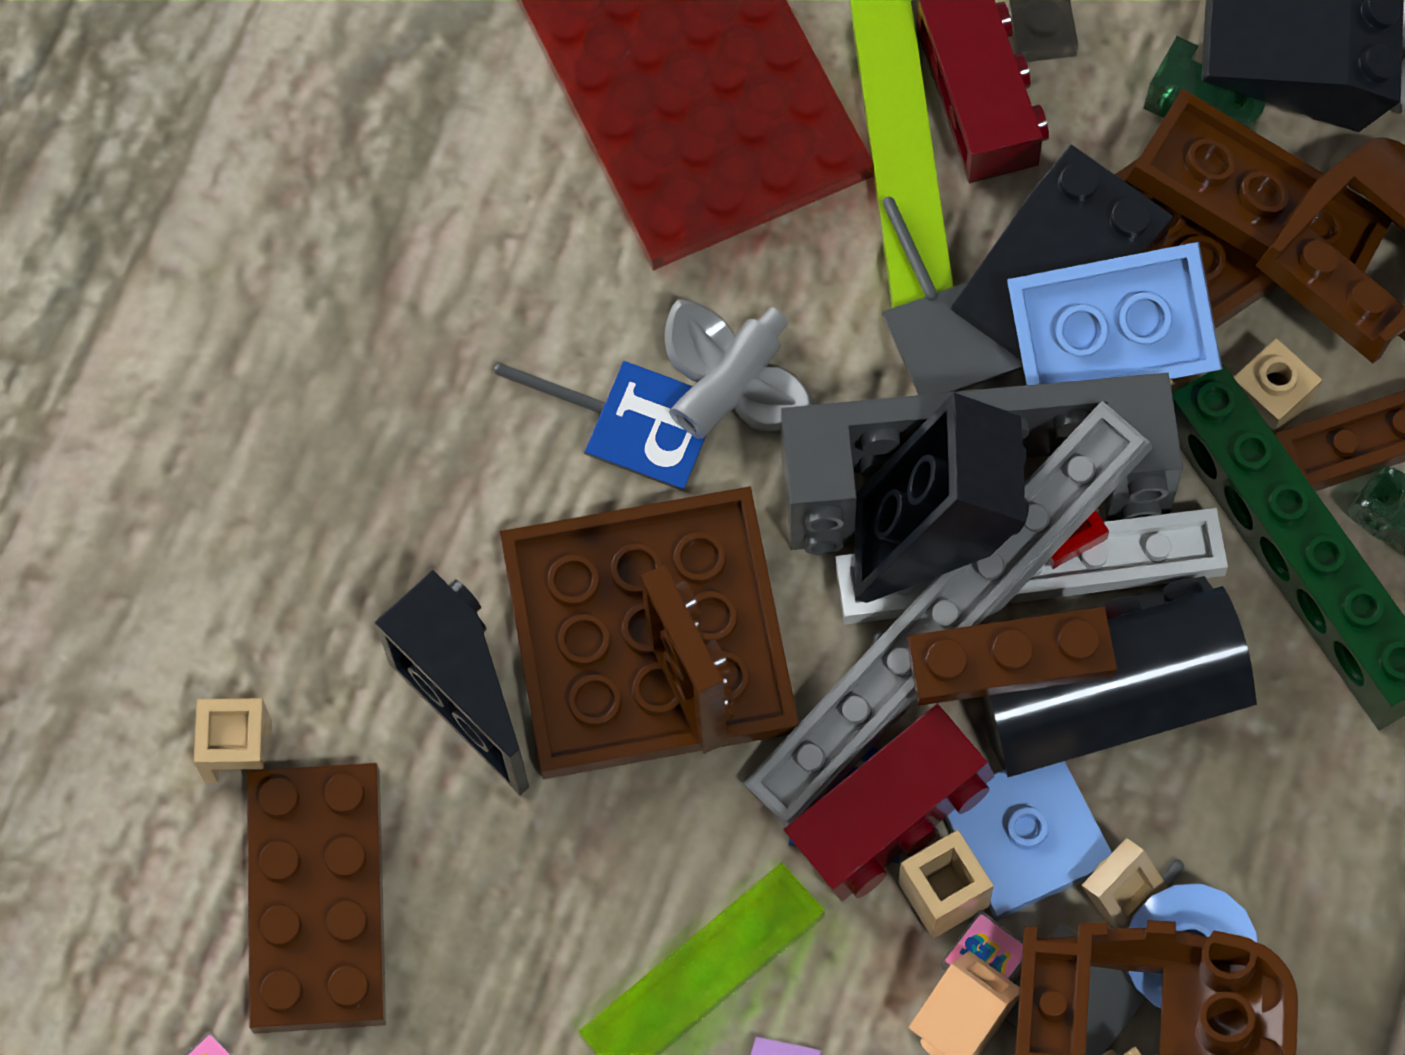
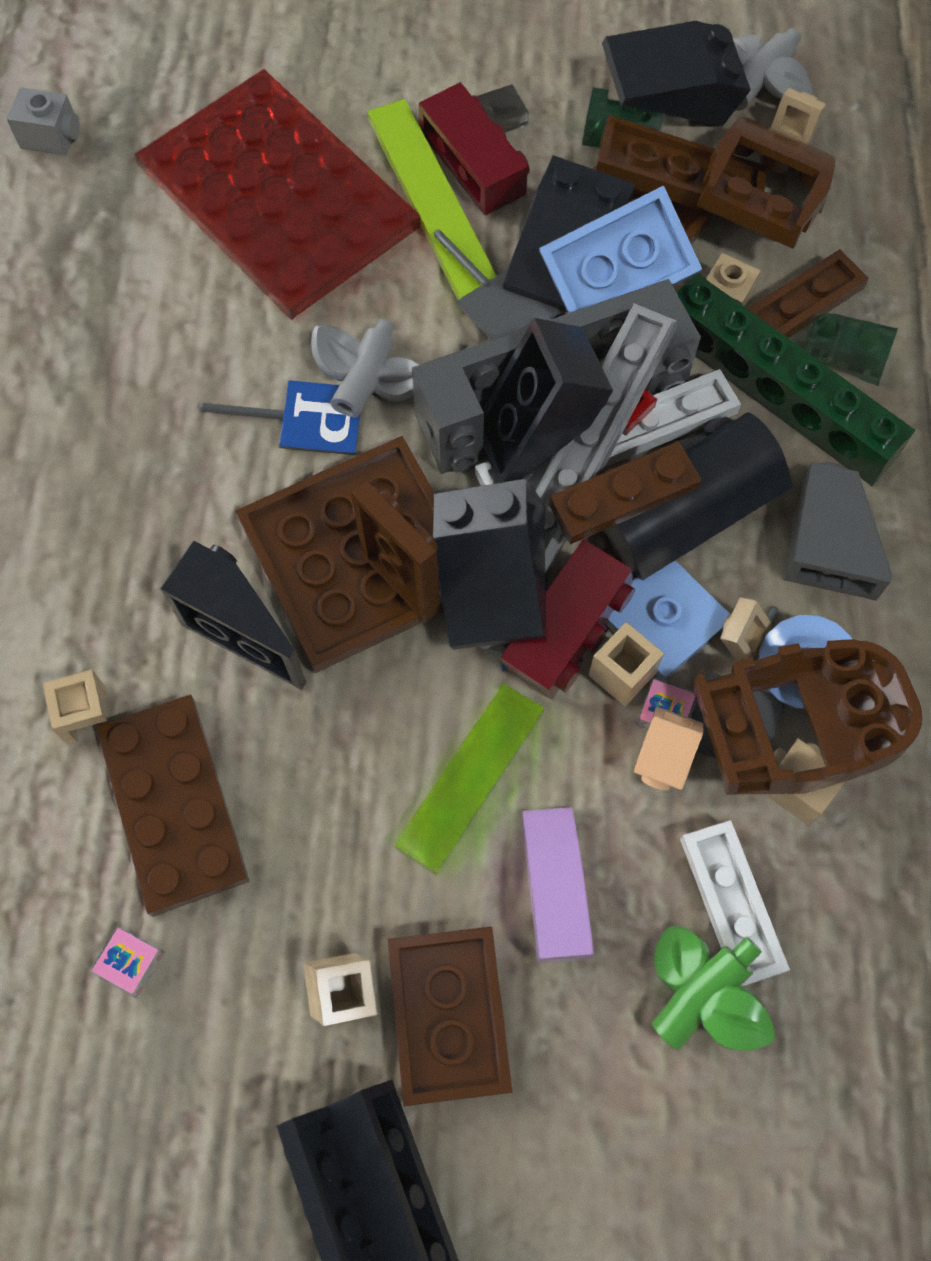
camera: 20 degrees left, 0 degrees up
(808, 702) = (491, 563): none -> black slope
(1292, 786) = (836, 536): none -> dark grey slope

